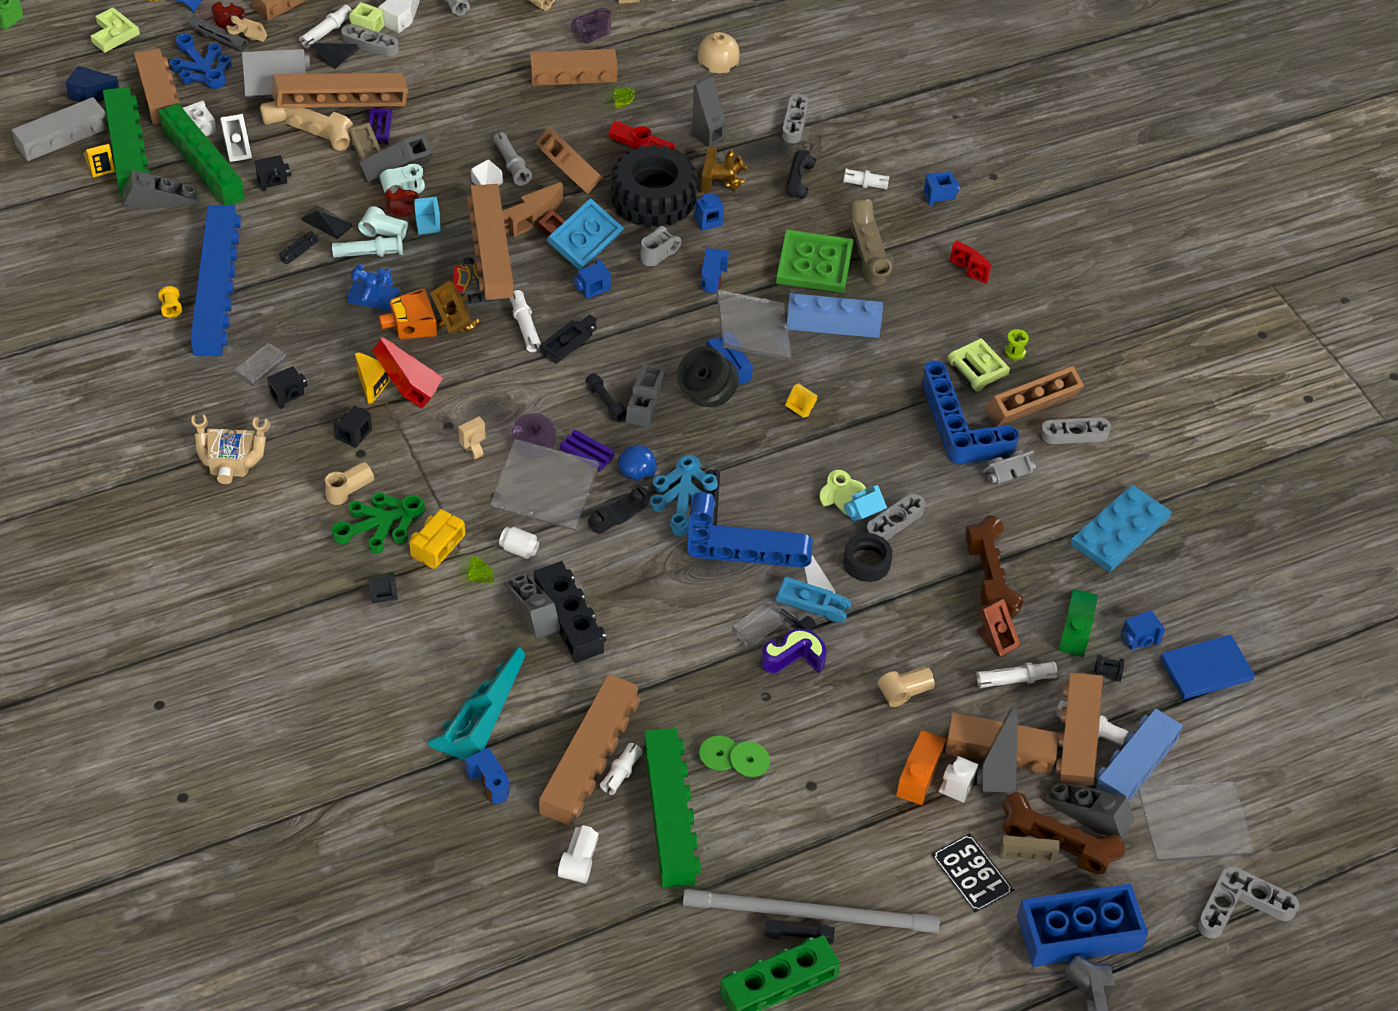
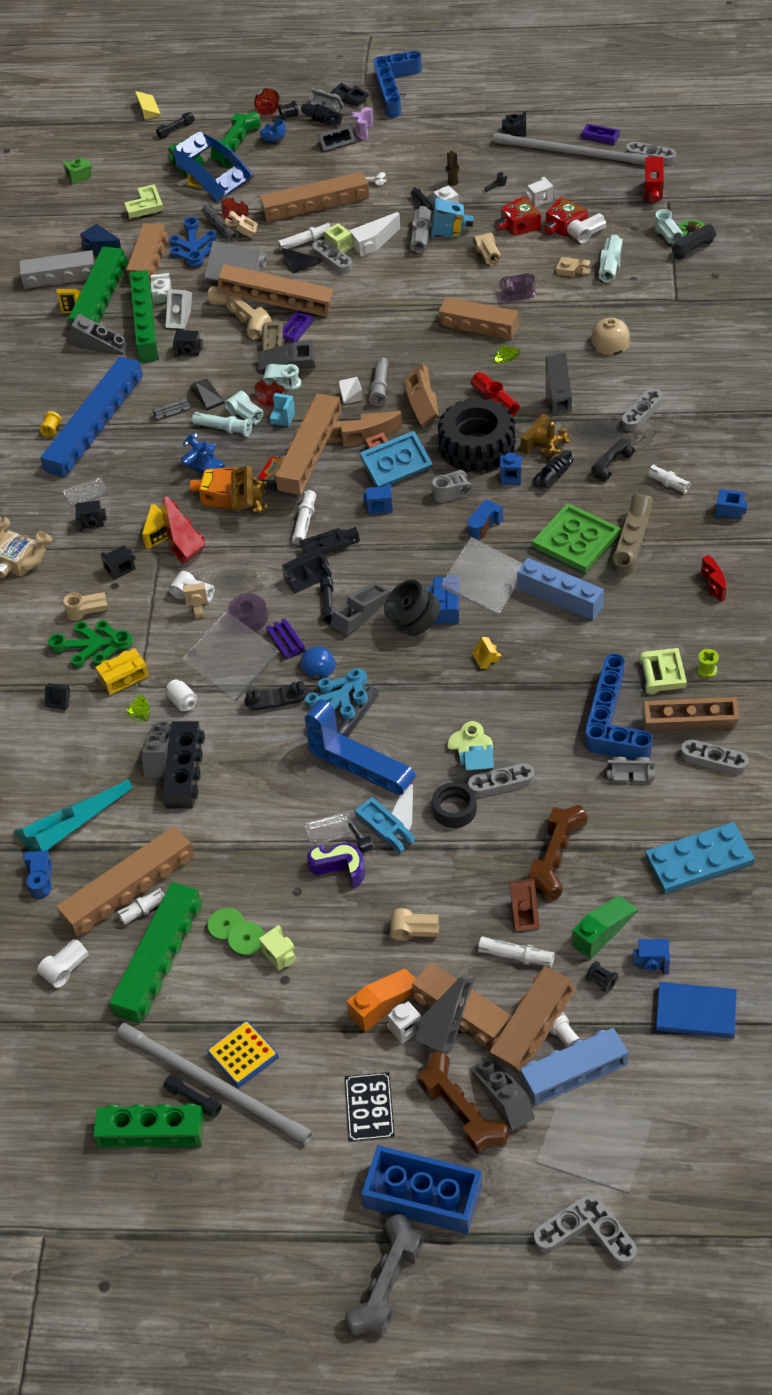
camera: 35 degrees right, 0 degrees up
(444, 428) = (185, 578): none -> white piece
(565, 374) = (306, 570): none -> black hinge
(749, 200) = (554, 469): none -> black hinge
(790, 757) = (277, 948): none -> yellowish green brick
(820, 872) = (242, 1054): none -> yellow tile
(1029, 849) = (424, 1105): dark tan plate -> none

